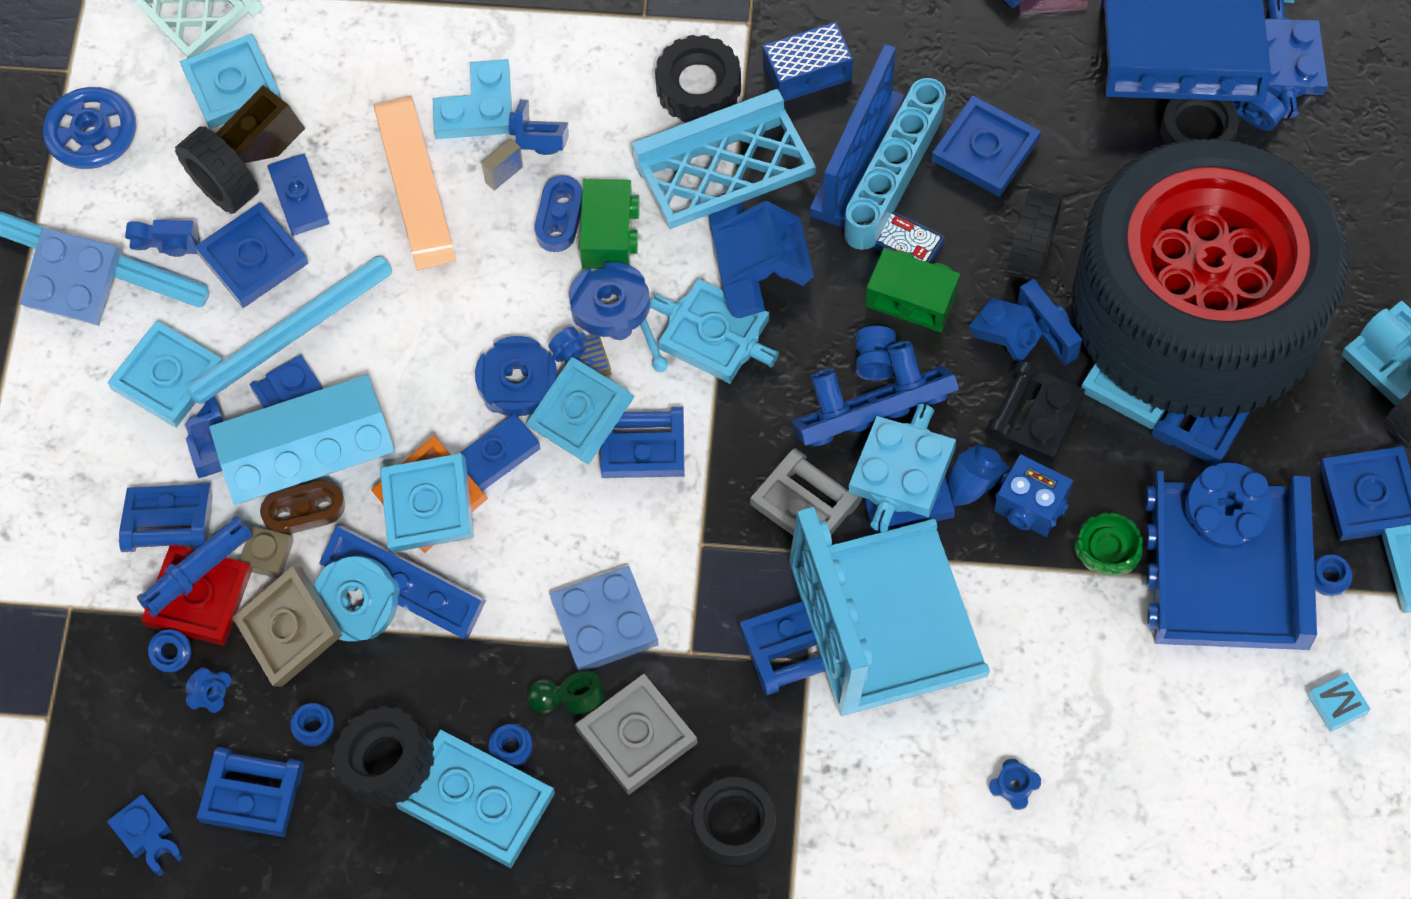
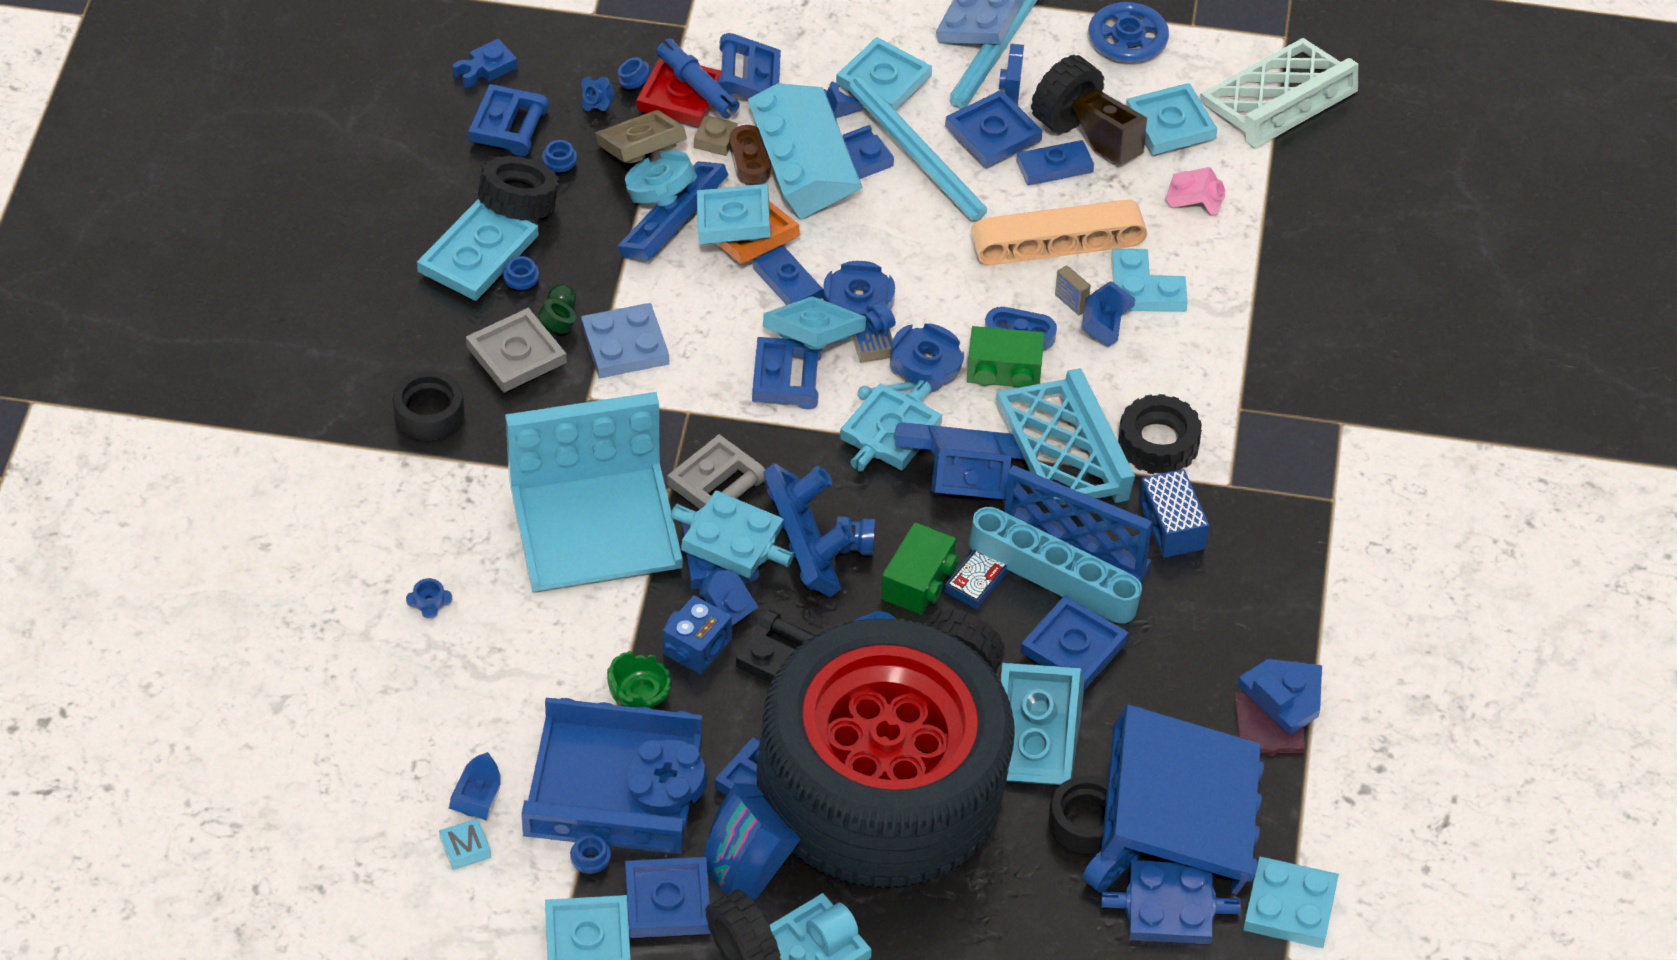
camera: 90 degrees right, 15 degrees down
(340, 55) = (1196, 187): none -> bright pink bracket
(1081, 158) = (1046, 721): none -> medium azure slope
(1278, 695) = (477, 787): none -> blue plate
(1310, 414) = (747, 842): none -> blue slope

